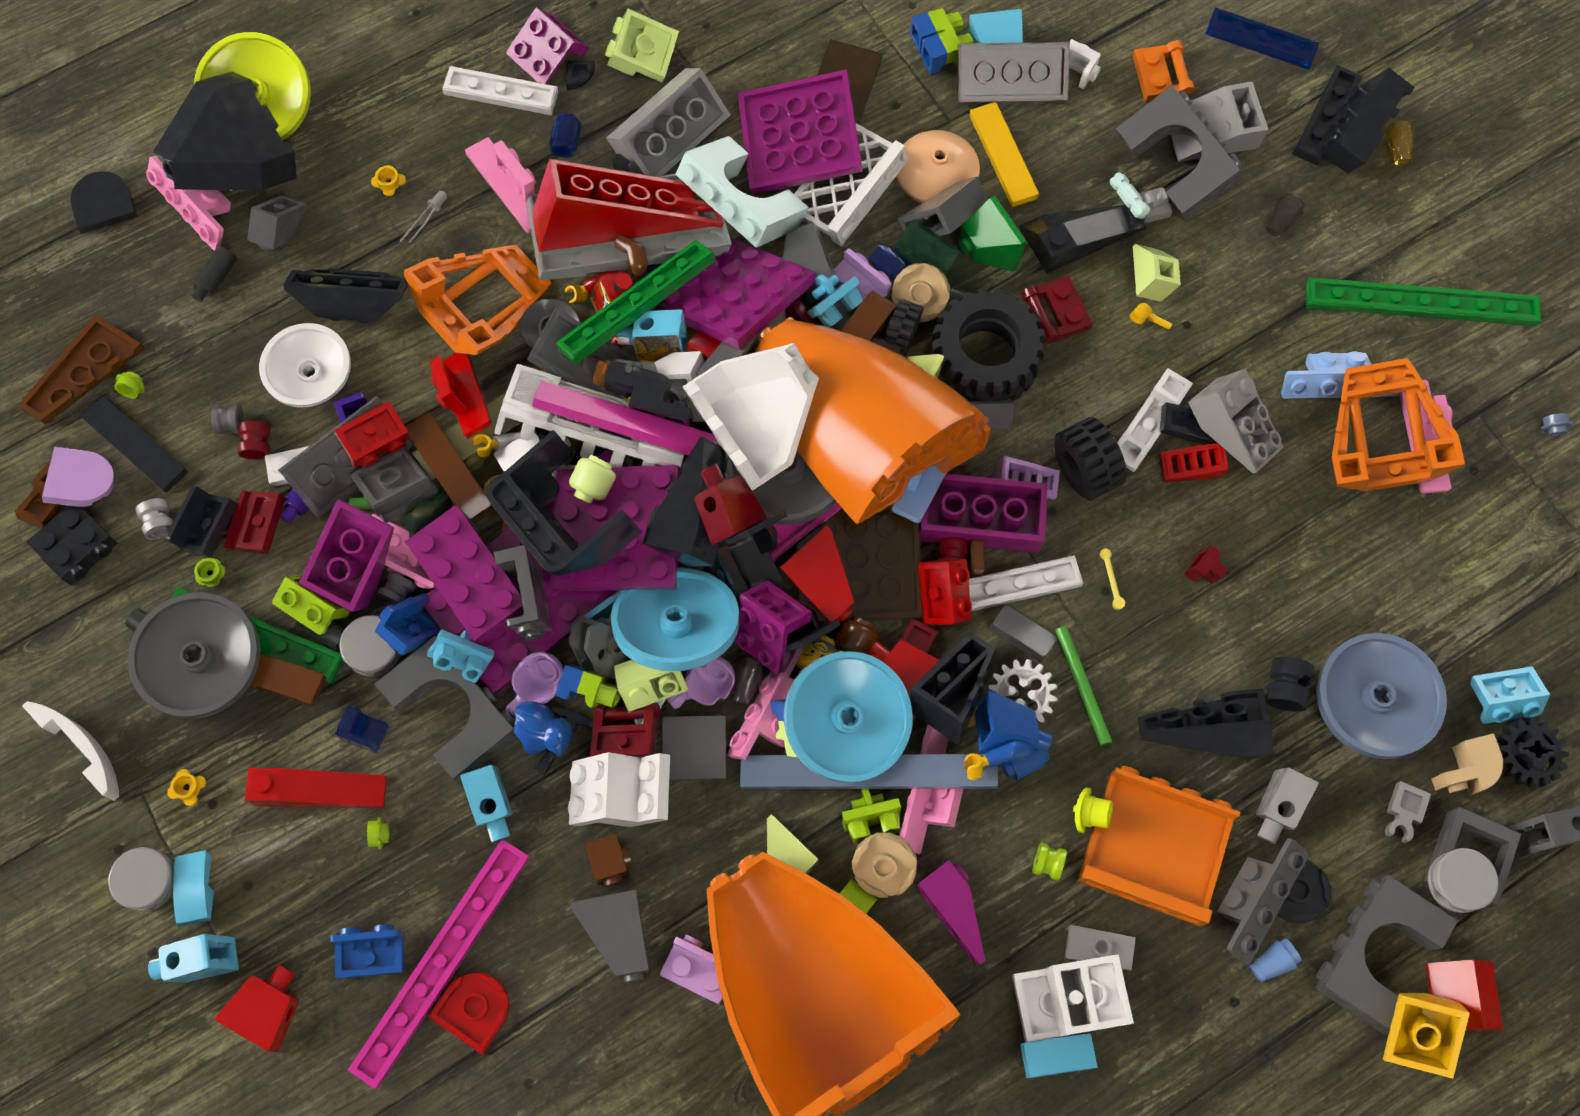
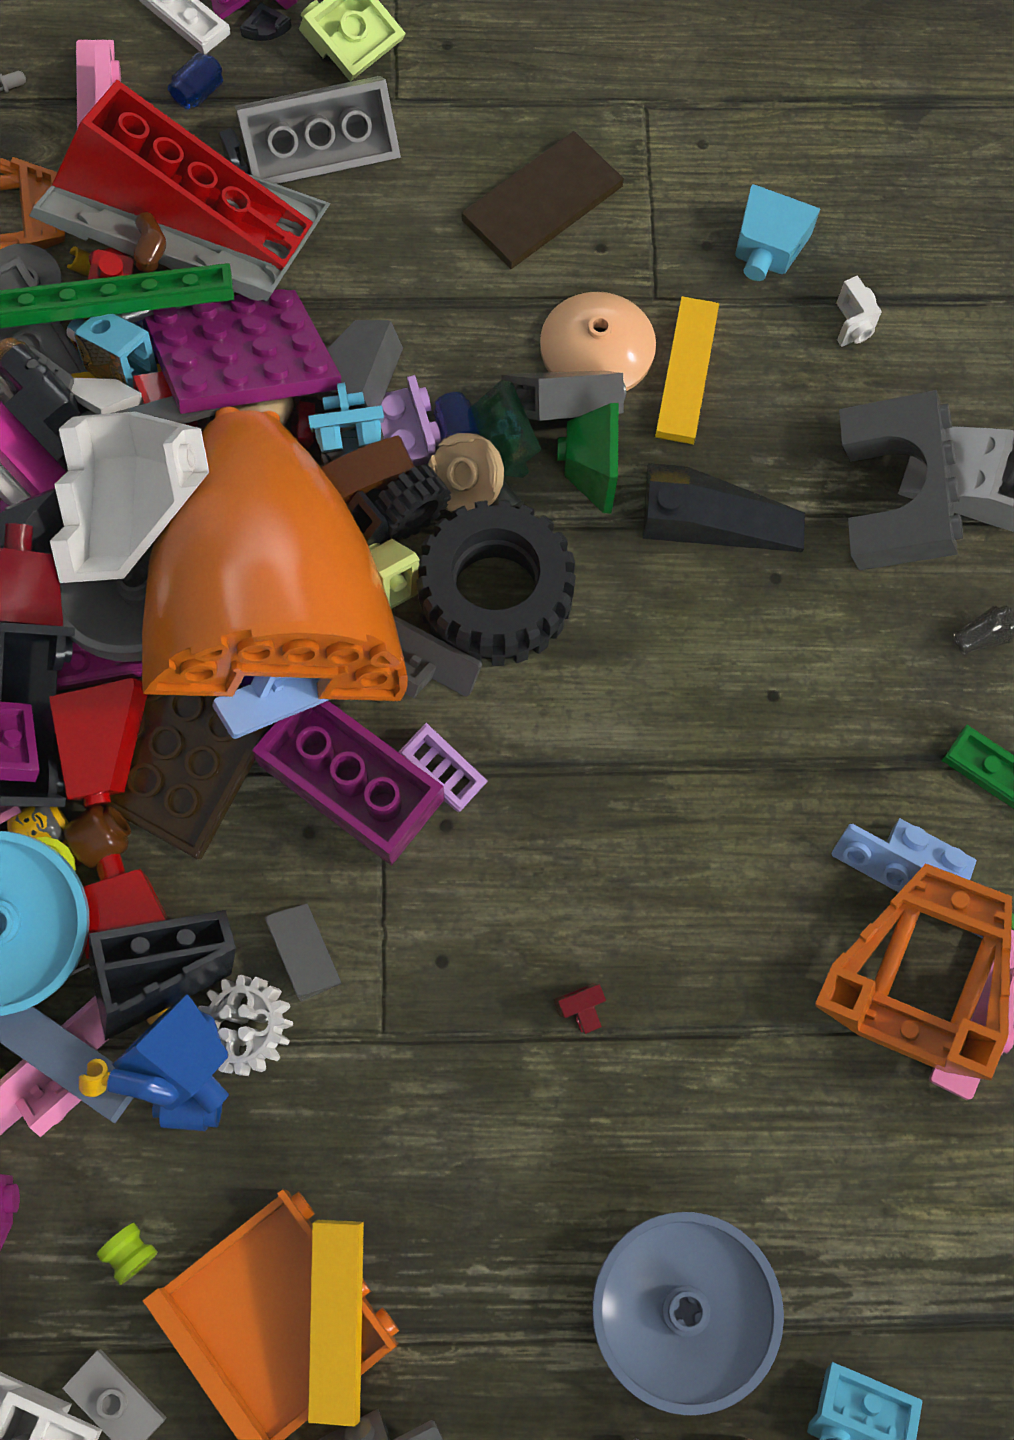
camera: 30 degrees right, 0 degrees up
(757, 219) = (325, 280): light aqua arch -> none
(799, 132) = (457, 214): magenta plate -> none
(864, 197) = (484, 322): white fence -> none
(920, 635) = (174, 882): dark red tile -> none
(936, 38) = (697, 195): hips -> none
(945, 591) = (237, 845): red bracket -> none
(953, 548) = (284, 804): dark red wheel -> none
(976, 558) = (306, 827): reddish brown tile -> none
(1012, 71) = (760, 277): tile -> none
(1024, 583) = (342, 889): white tile -> none
(1064, 305) = (634, 589): dark red plate -> none
(1083, 686) = (329, 1062): bright green bar -> none
(1090, 458) = (519, 786): black tyre -> none
(1092, 811) = (216, 1224): neon yellow piece -> none
(1118, 602) = (446, 984): light yellow hinge -> none
(1129, 195) = (804, 500): light aqua axle -> none
(1143, 312) = (725, 649): yellow hand -> none
(1146, 425) = (638, 787): white slope -> none
(1154, 73) = (943, 368): orange plate -> none
(1155, 273) = (768, 608): yellowish green slope -> none
(1158, 203) = (828, 528): light grey tile -> none
(1182, 423) = (686, 818): black plate -> none
(1192, 453) = (678, 860): red slope -> none
(1199, 819) = (336, 1323): none -> yellow tile
(1230, 726) = (461, 1223): black wedge -> none
(1237, 419) = (744, 849): light grey slope -> none
(1290, 683) = (580, 1221): black wheel -> none
(1293, 793) = (477, 1360): light grey torso -> none

